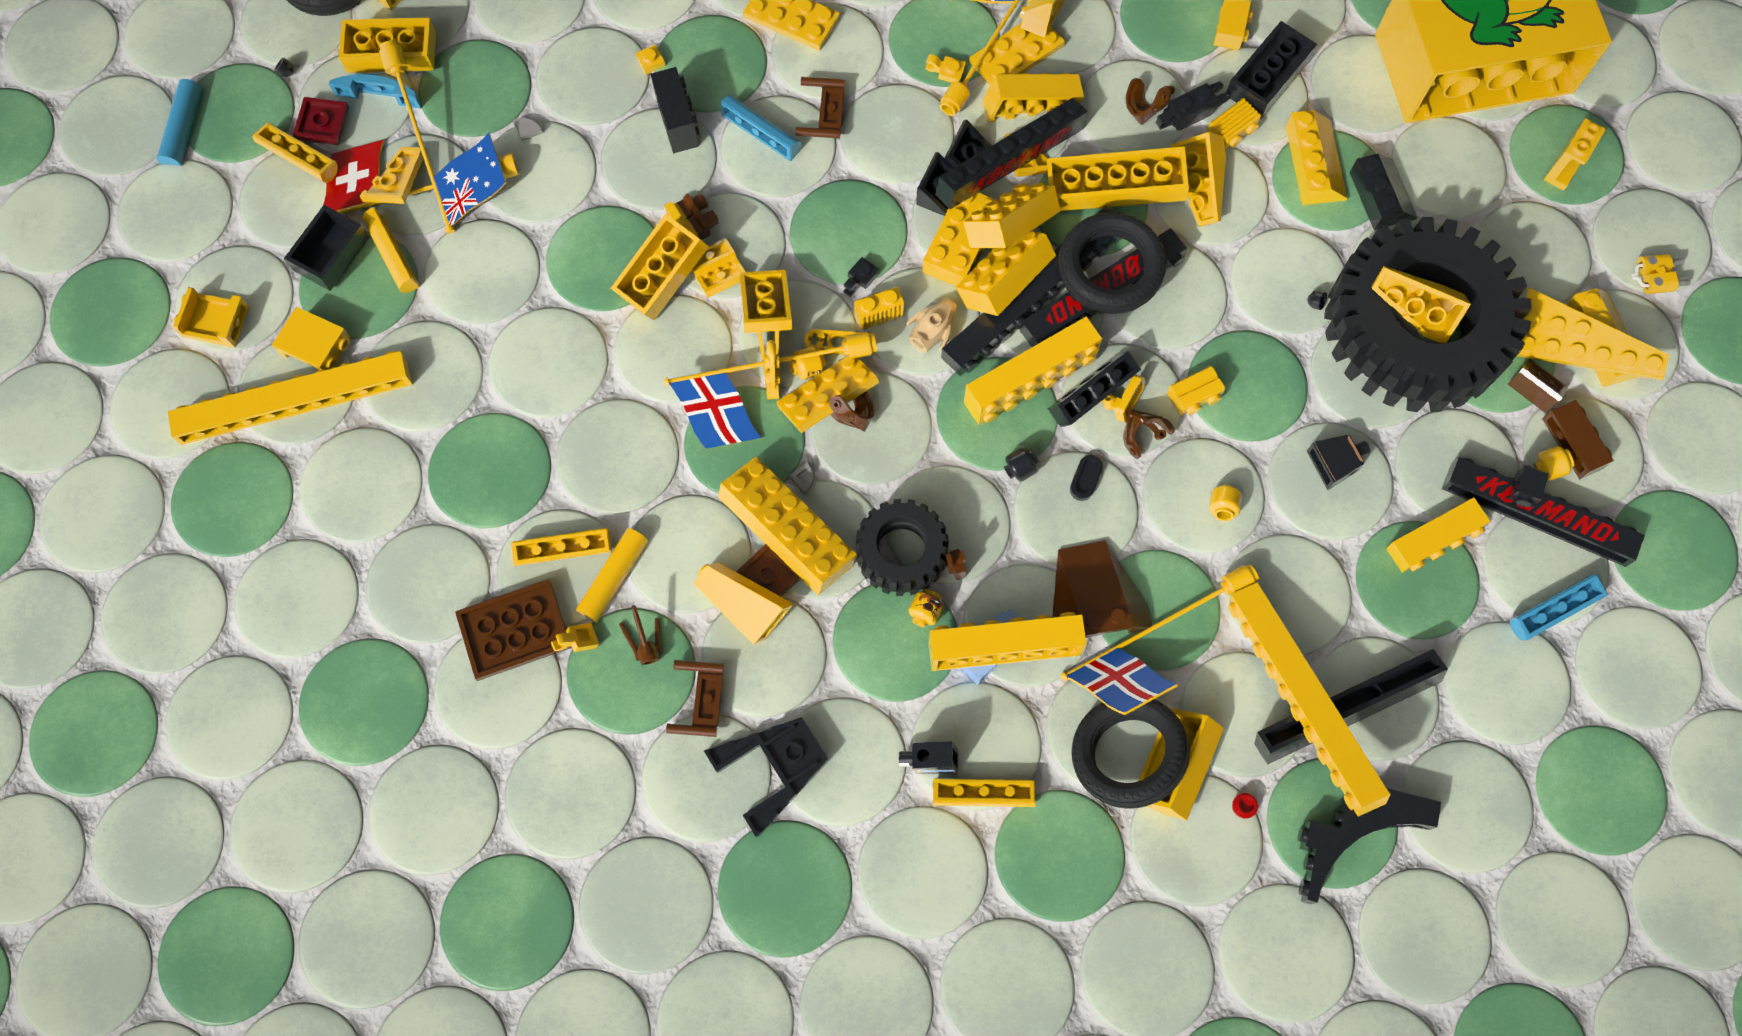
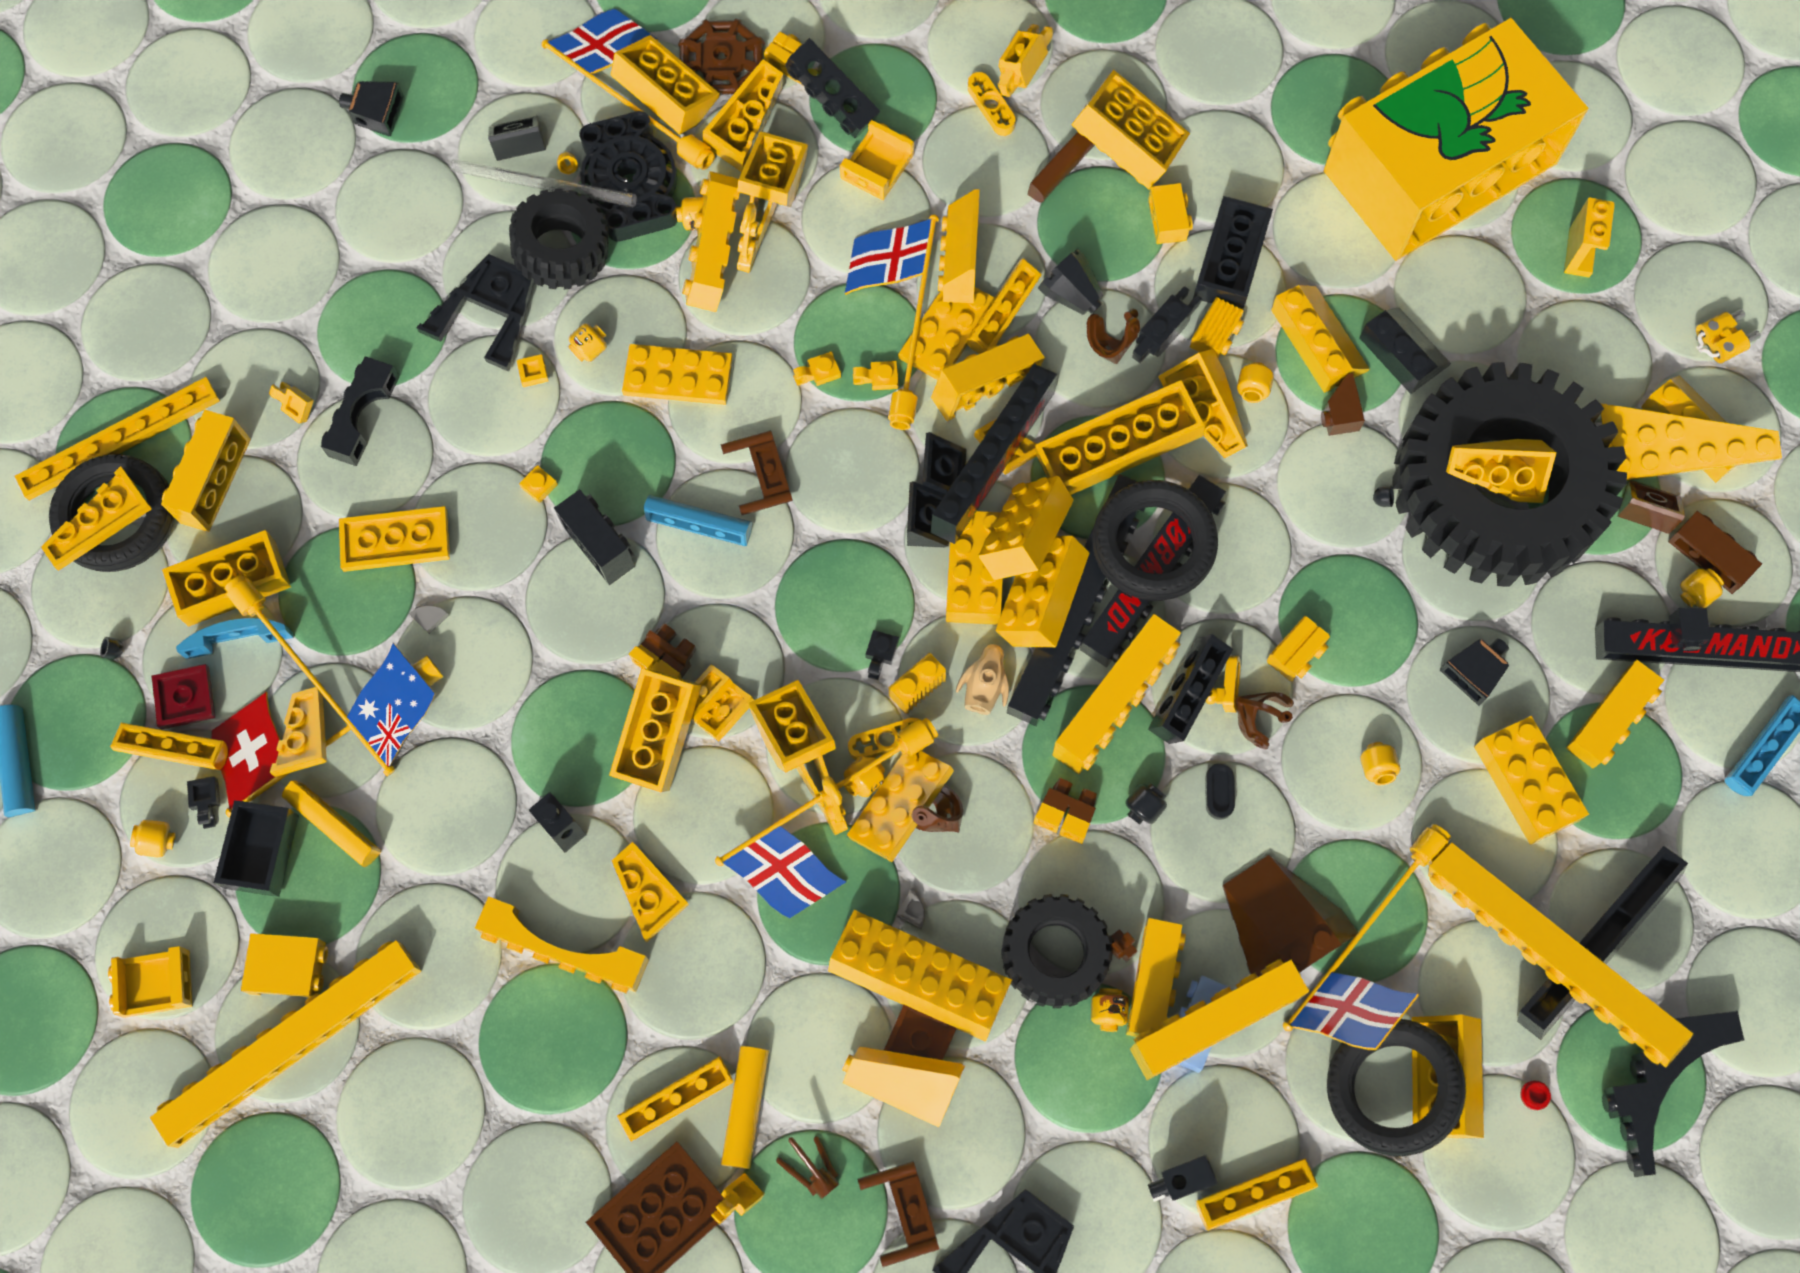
camera: 20 degrees left, 0 degrees up
(255, 214) = (152, 838): none -> yellow head
(303, 198) = (202, 796): none -> black plate
(524, 61) = (394, 539): none -> yellow plate
(557, 305) = (556, 821): none -> black torso
(561, 435) = (620, 968): none -> yellow arch
(605, 387) = (648, 891): none -> yellow wing
(905, 48) = (820, 369): none -> yellow plate
(953, 448) = (1079, 814): none -> hips
(976, 591) = (1155, 976): none -> yellow brick
(1069, 48) = (1004, 307): none -> yellow brick
(1130, 49) = (1073, 284): none -> black cone
(1247, 175) = (1255, 382): none -> yellow head
(1311, 220) = (1343, 409): none -> reddish brown slope
(1345, 560) = (1531, 780): none -> yellow brick

